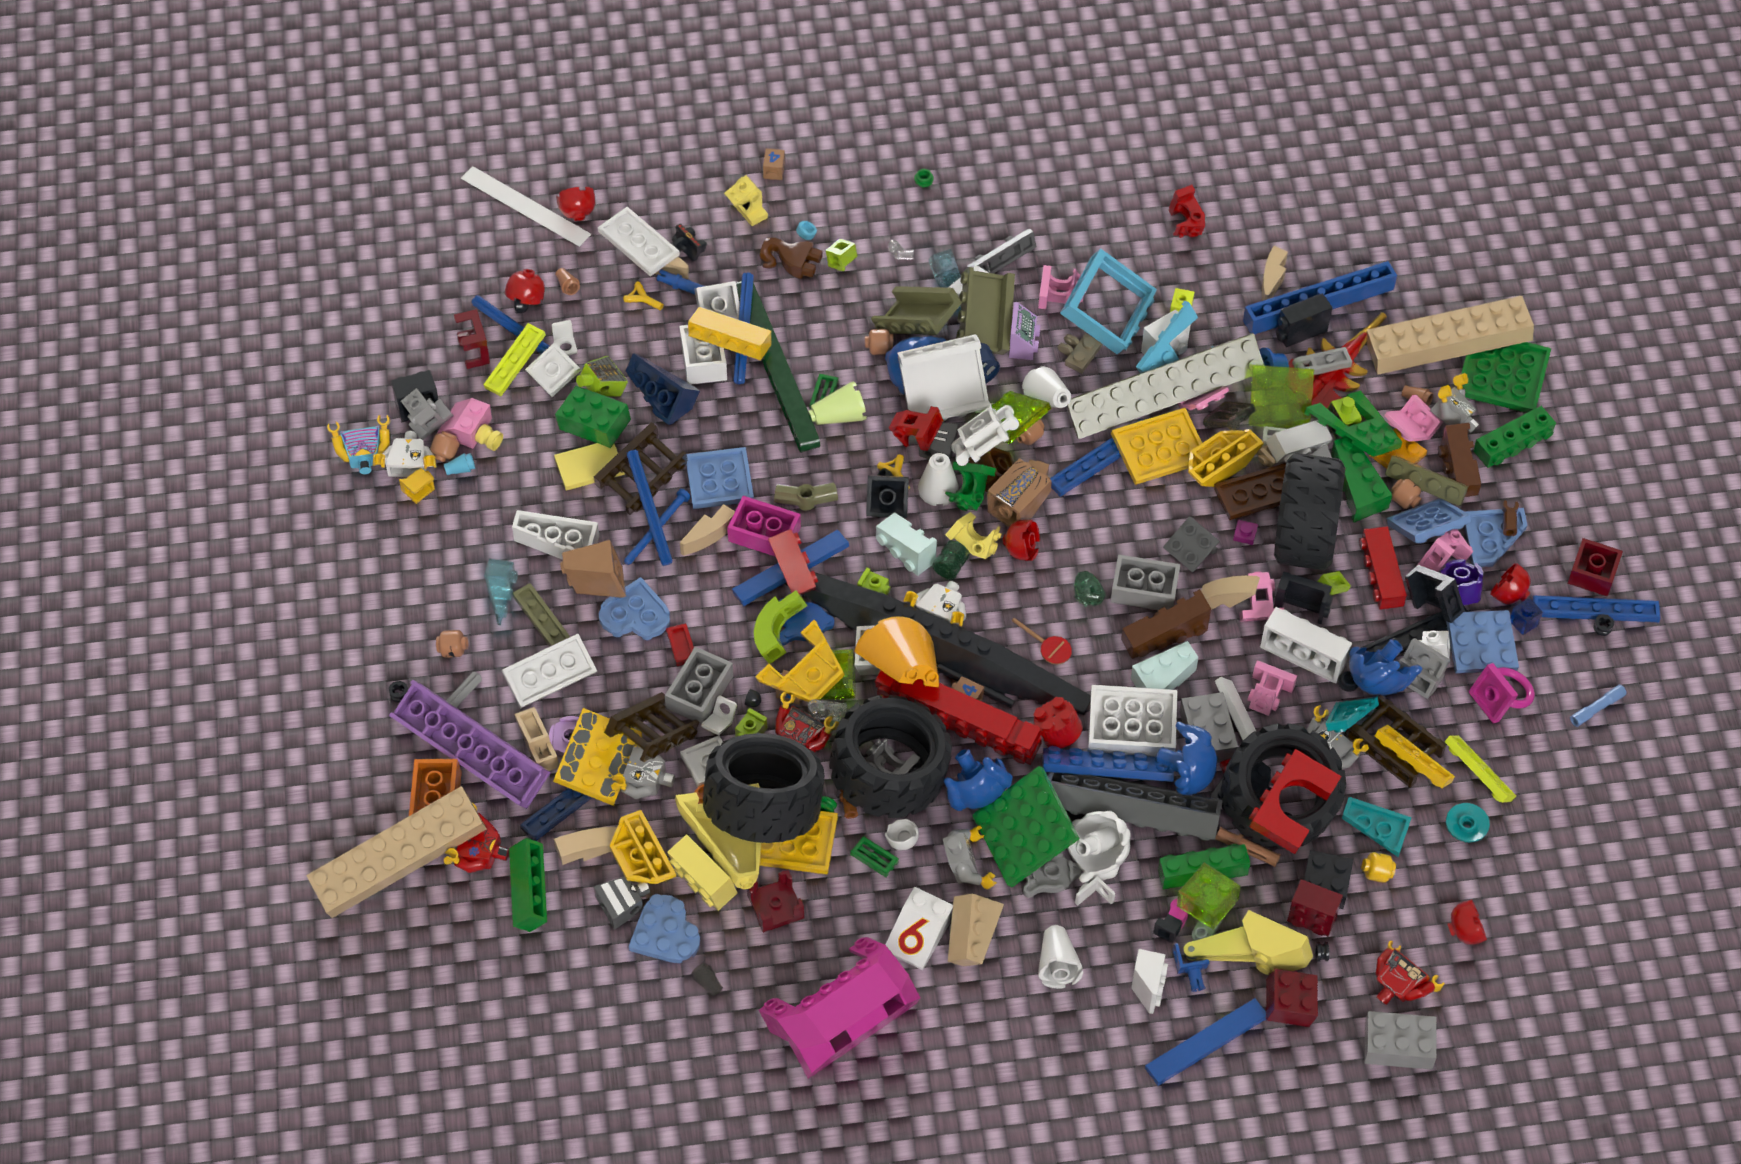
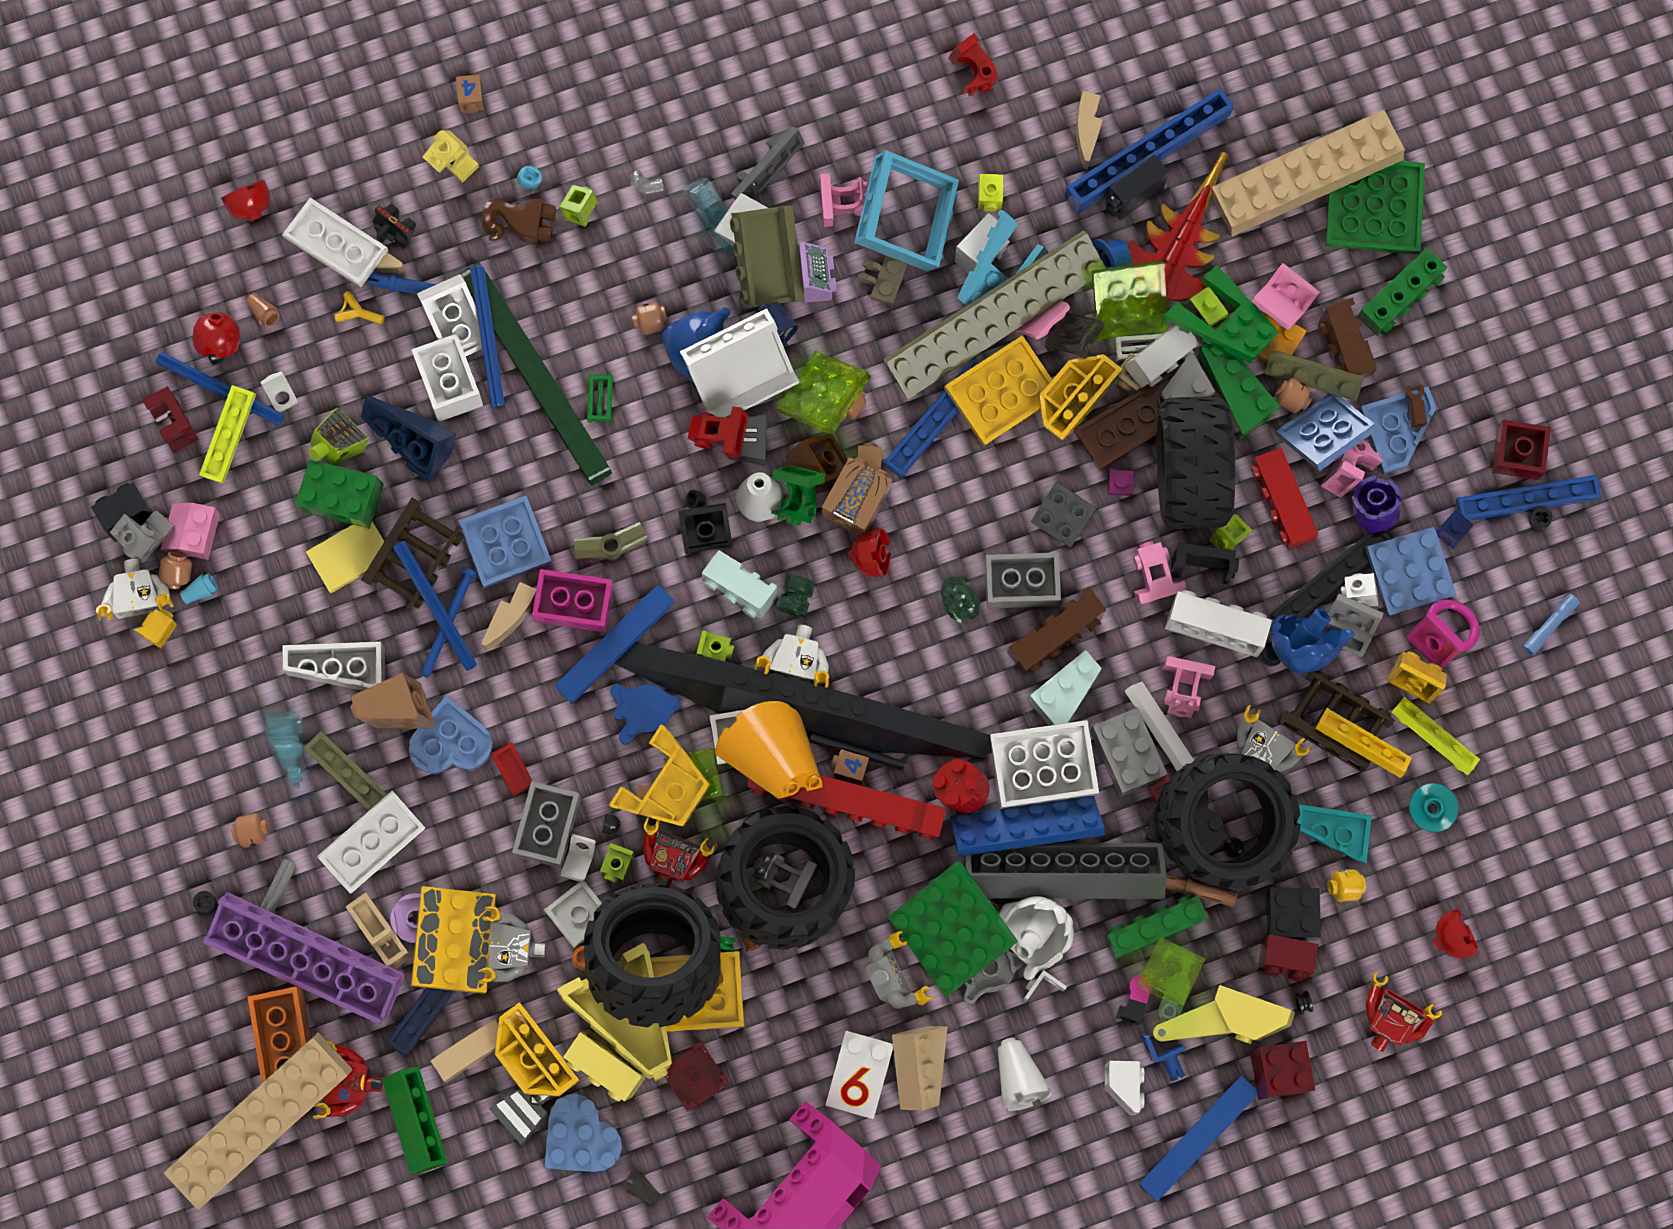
camera: 15 degrees left, 20 degrees up
(361, 444) = (77, 590): torso -> none
(490, 438) = (224, 545): light yellow wheel -> none
(526, 206) = (186, 210): white sticker -> none
(553, 369) = (276, 437): white tile -> none
(647, 711) = (494, 878): dark brown fence -> none
(729, 333) = (474, 354): yellow brick -> none
(770, 622) = (608, 728): lime arch -> none
(793, 562) = (618, 647): brick -> none
(822, 709) = (705, 827): clear plate -> none
(839, 407) = (623, 421): yellowish green cone -> none
(870, 863) = (810, 1001): green tile -> none
(896, 471) = (705, 487): yellow piece -> none
(902, 834) = (816, 961): white hair -> none
(919, 310) = (688, 274): olive panel -> none
(924, 178) = (652, 68): green plate -> none
(976, 544) = (813, 565): light yellow tile -> none
(977, 783) = (888, 884): blue piece -> none
(983, 433) = (799, 434): white brick -> none
(1046, 386) = (860, 348): white cone -> none
(1053, 649) = (935, 683): red piece -> none
(1194, 763) = (1122, 811): blue piece -> none
(1230, 590) = (1119, 574): tan slope -> none
(1297, 771) = (1243, 817): red arch -> none
(1324, 361) = (1169, 241): light grey plate -> none
(1349, 712) = (1281, 704): teal wing -> none
(1400, 1040) = (1407, 1093): light grey brick -> none
(1424, 394) = (1280, 256): nougat cone -> none
(1435, 589) = (1337, 518): black panel -> none
(1453, 406) = (1329, 271): light grey torso -> none
(1470, 718) = (1417, 677): none -> yellow slope
(1512, 586) = (1432, 494): red cylinder -> none

